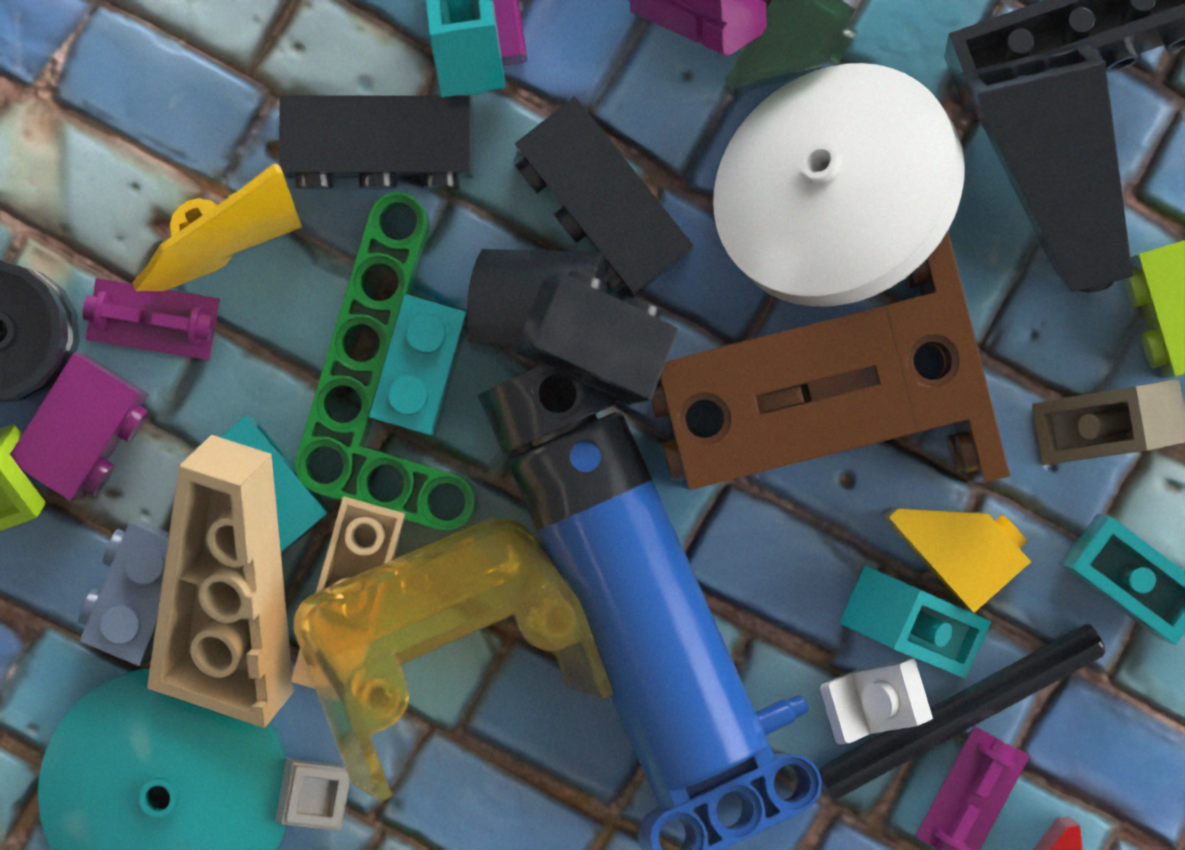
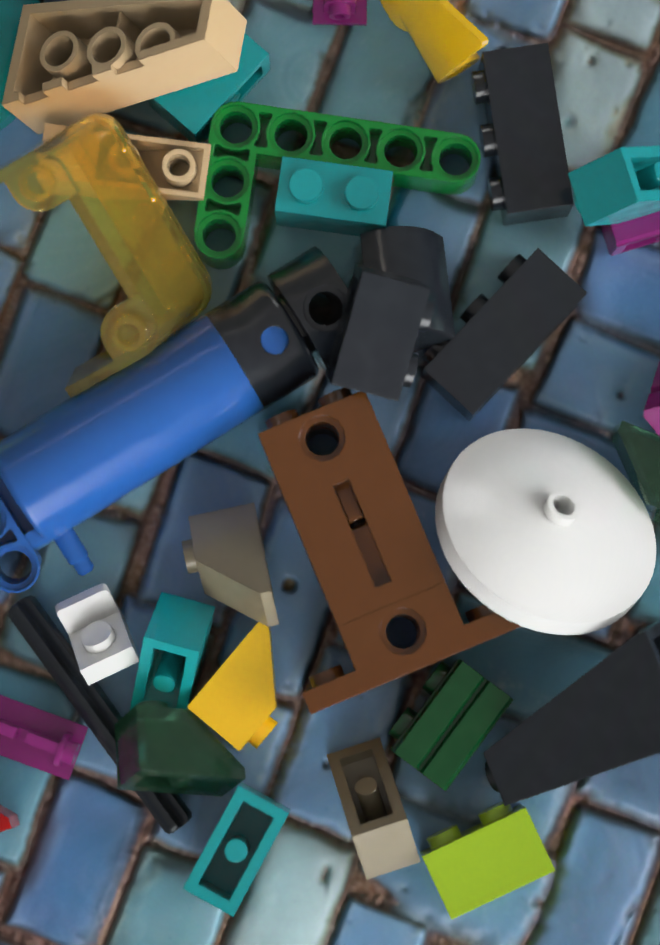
camera: 90 degrees right, 5 degrees down
(817, 538) = (232, 561): none -> dark tan slope
(1020, 637) = (172, 753): none -> clear green slope
(1031, 325) = (449, 723): none -> dark green brick

